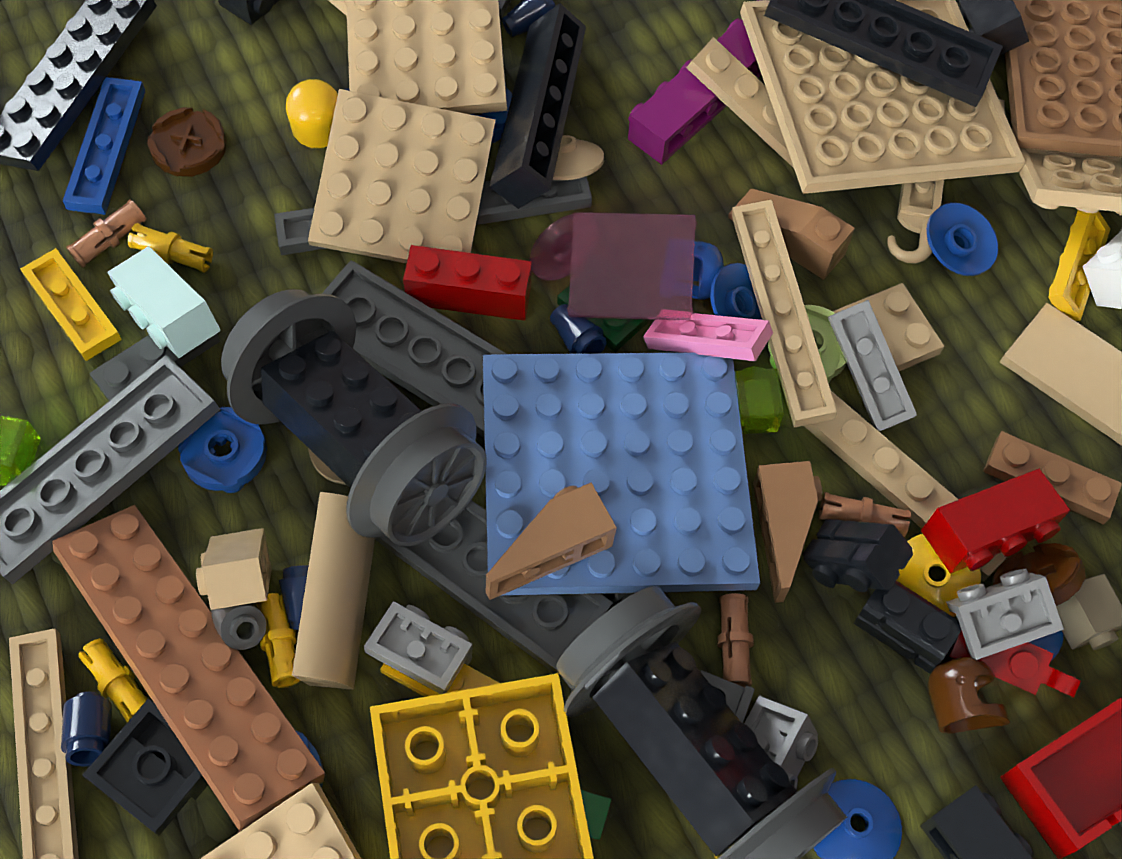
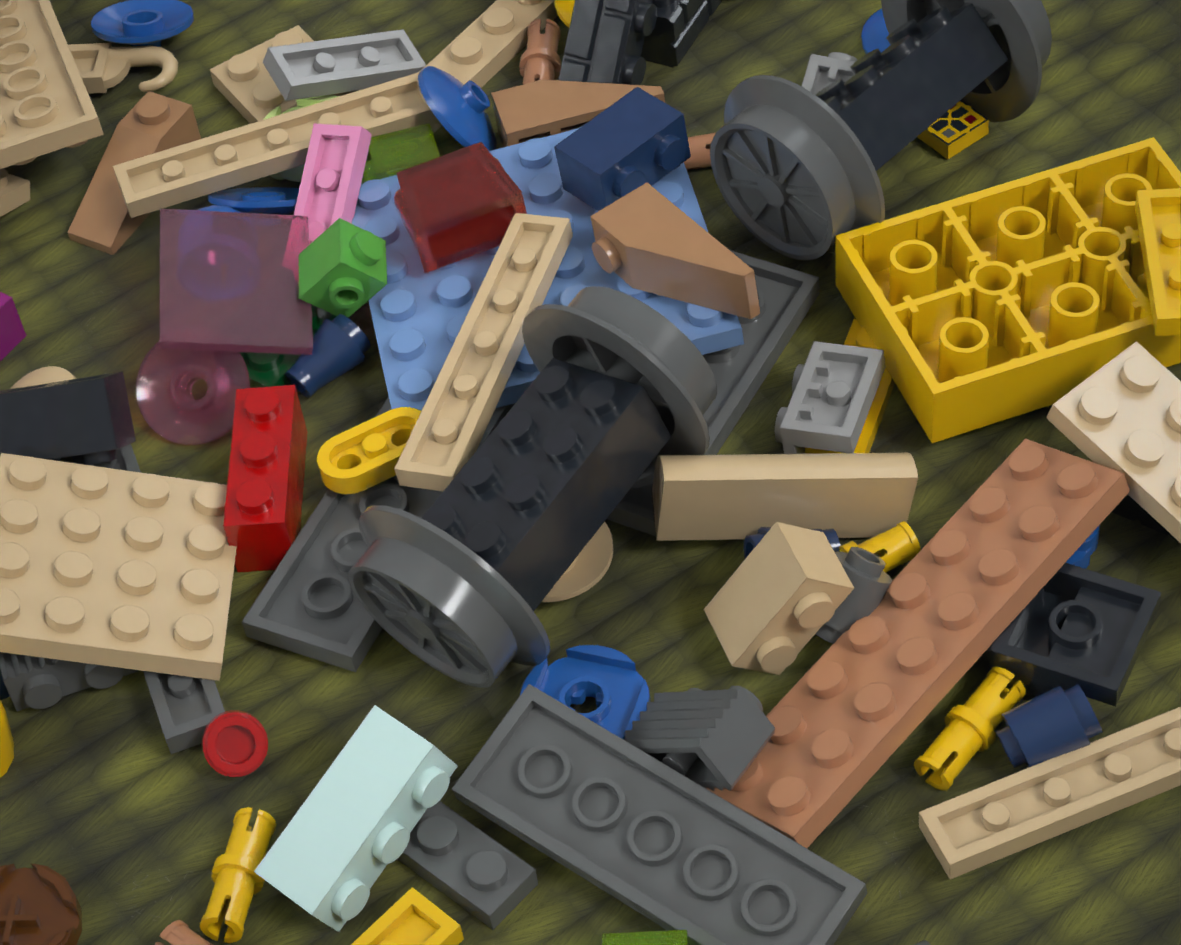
camera: 90 degrees left, 15 degrees down
(149, 499) = (704, 733): none -> dark grey brick
(262, 251) = (235, 743): none -> red tile
(458, 344) = (366, 452): none -> yellow plate
(505, 408) = (483, 352): none -> tan plate
(623, 333) = (342, 268): none -> bright green brick
(657, 407) = (457, 205): none -> clear red torso
(680, 528) = (622, 149): none -> dark blue brick
(800, 423) = (458, 107): none -> blue dish

